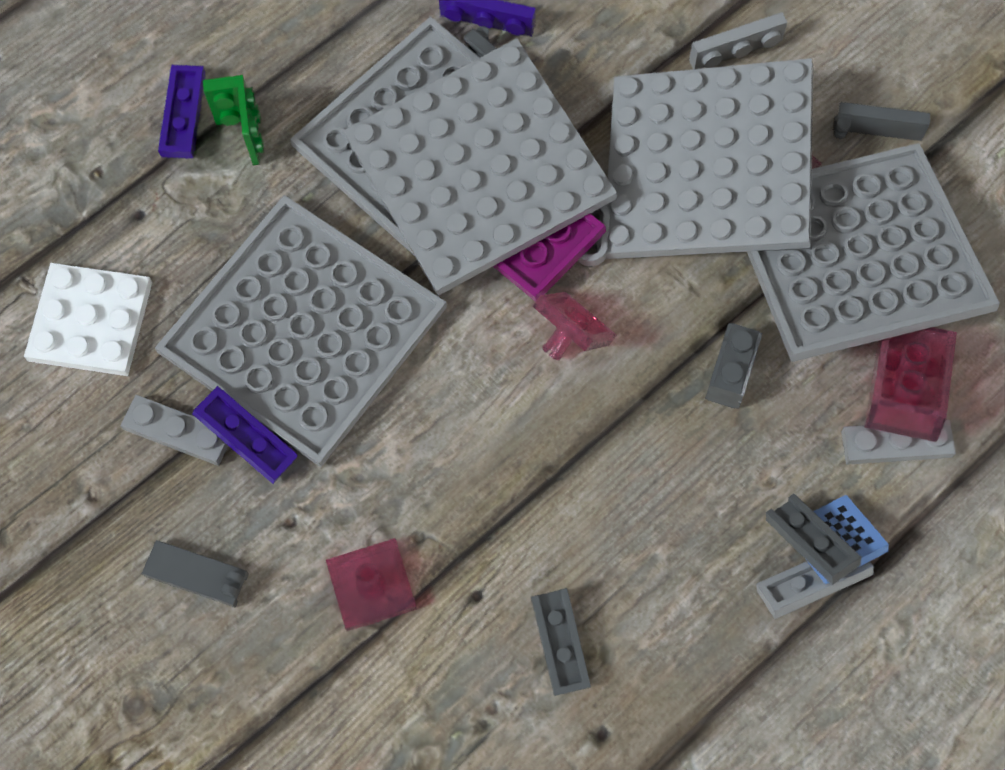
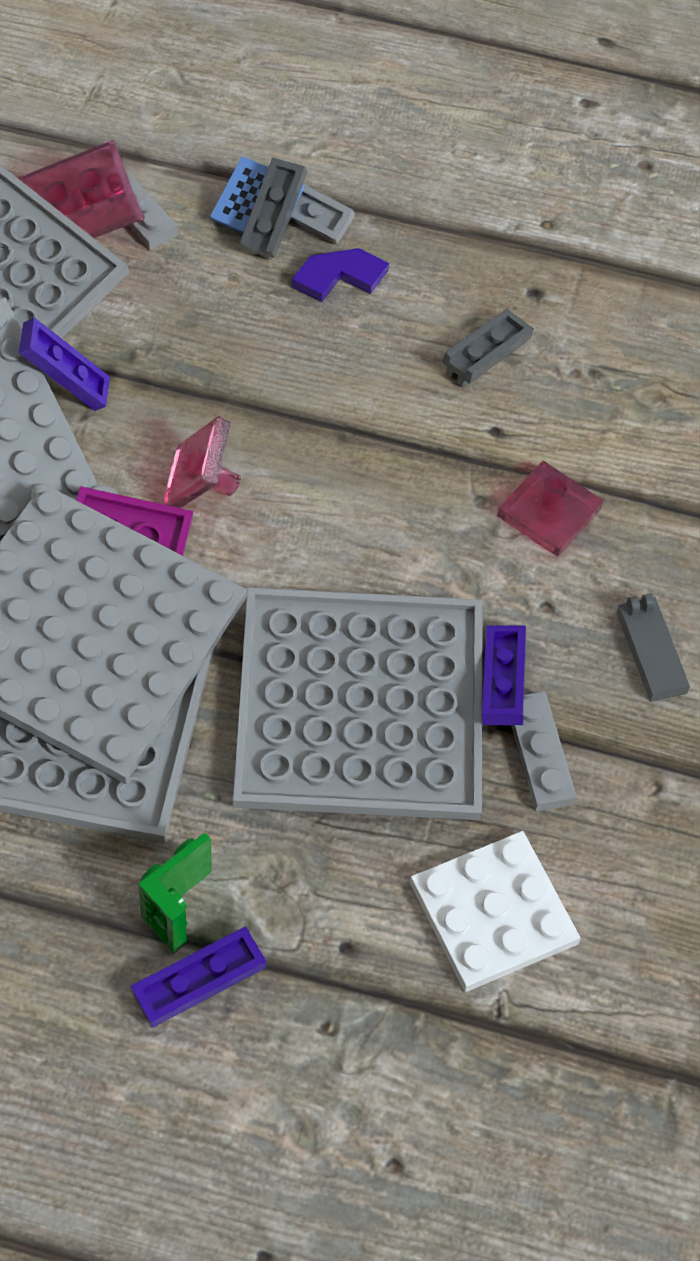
camera: 130 degrees left, 10 degrees down
(721, 586) = (353, 266): none -> dark purple tile
(727, 268) = (64, 364): none -> dark purple plate
(733, 366) = (150, 335): dark grey brick -> none

